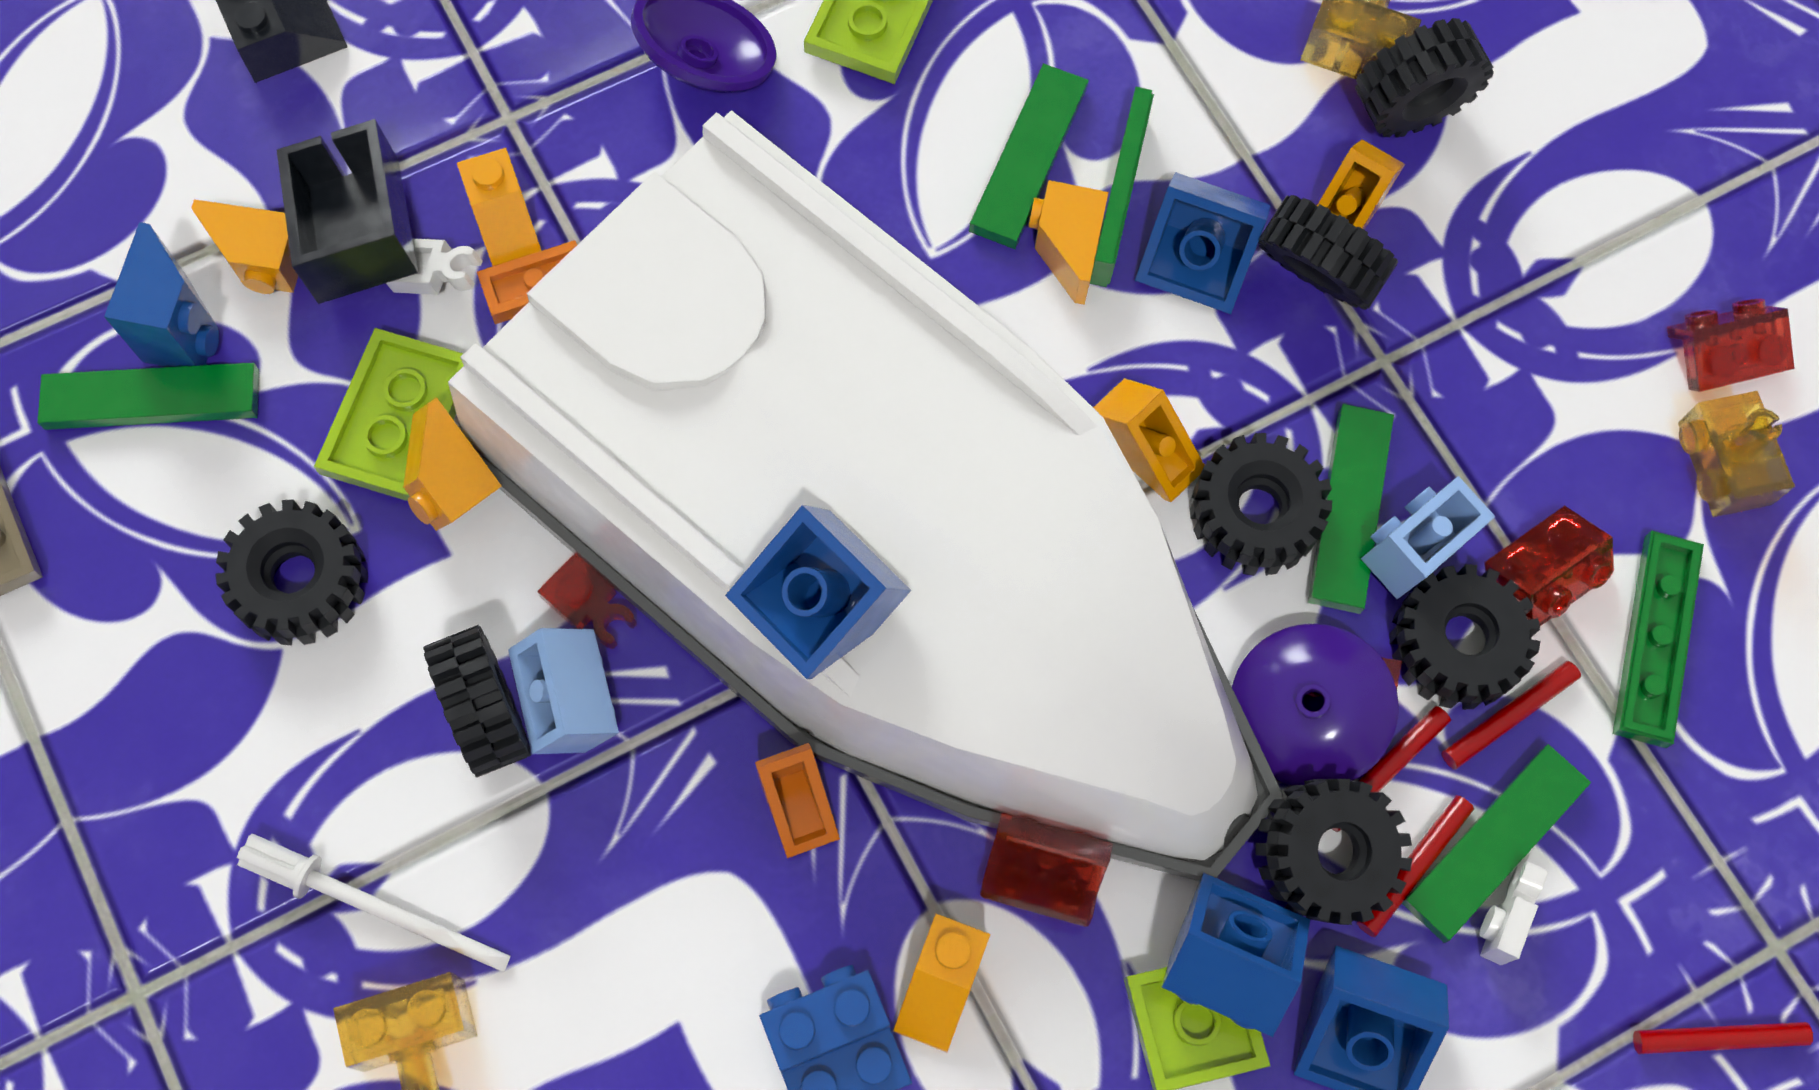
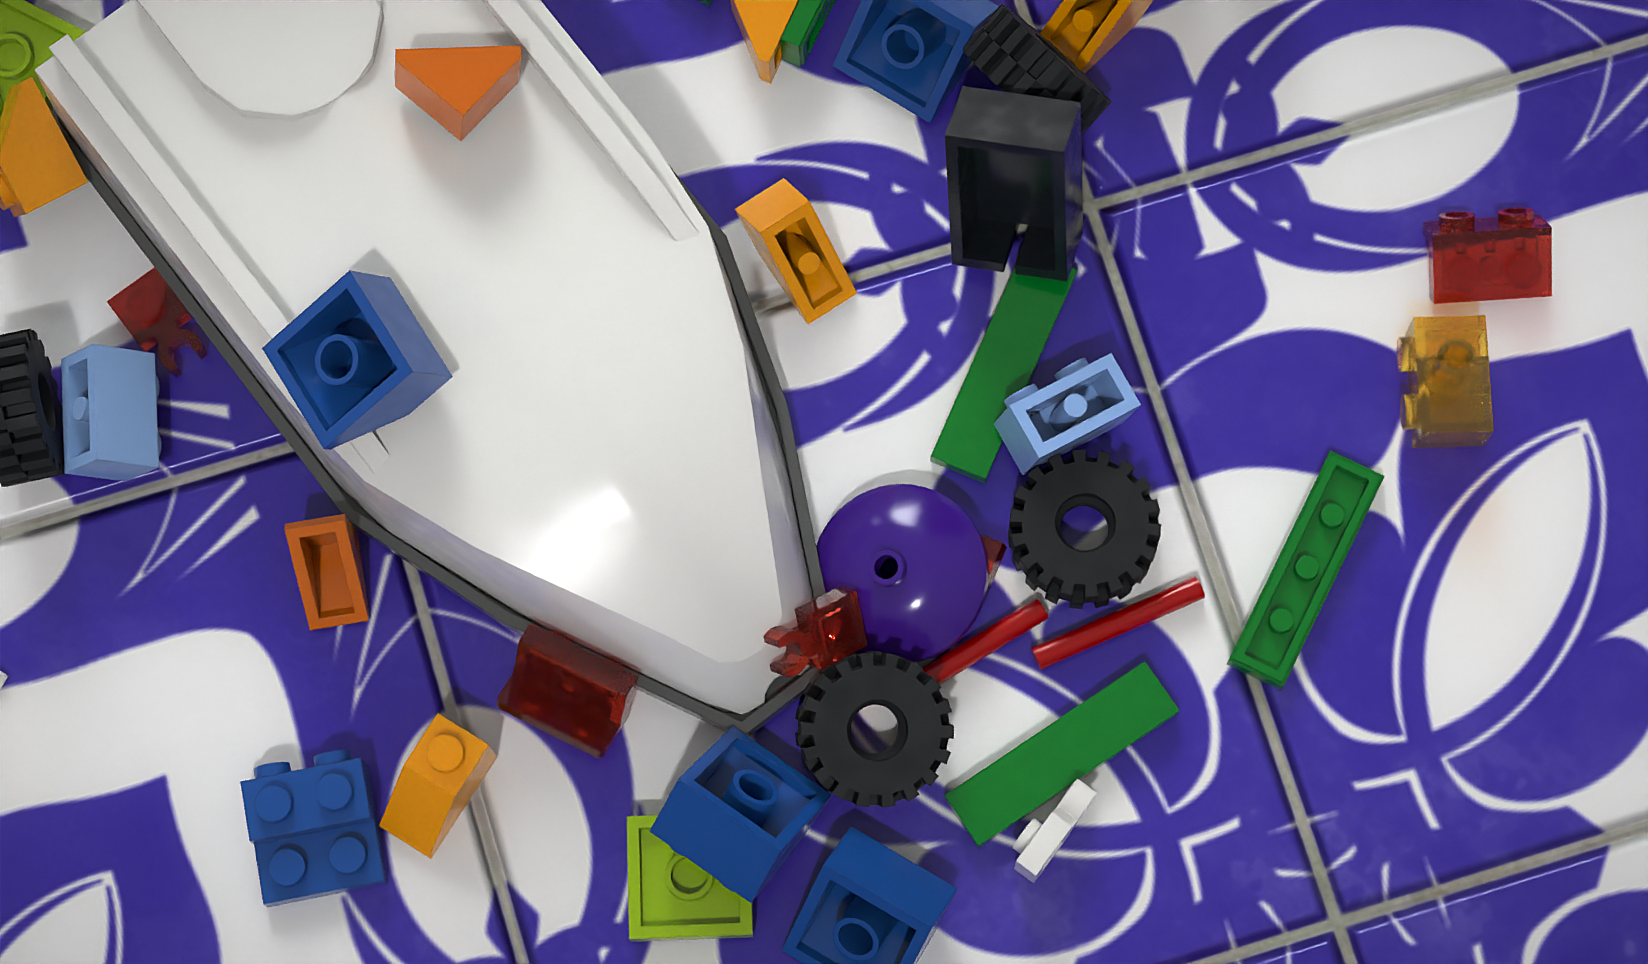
camera: 20 degrees right, 5 degrees up
(851, 323) = (457, 82): none -> orange slope
(1271, 774) = (824, 634): none -> clear red plate
(1272, 470) = (889, 303): black tyre -> none
(1346, 332) = (1010, 166): none -> black piece
(1422, 858) = (970, 761): red bar -> none
(1556, 563) = (1208, 470): clear red bracket -> none

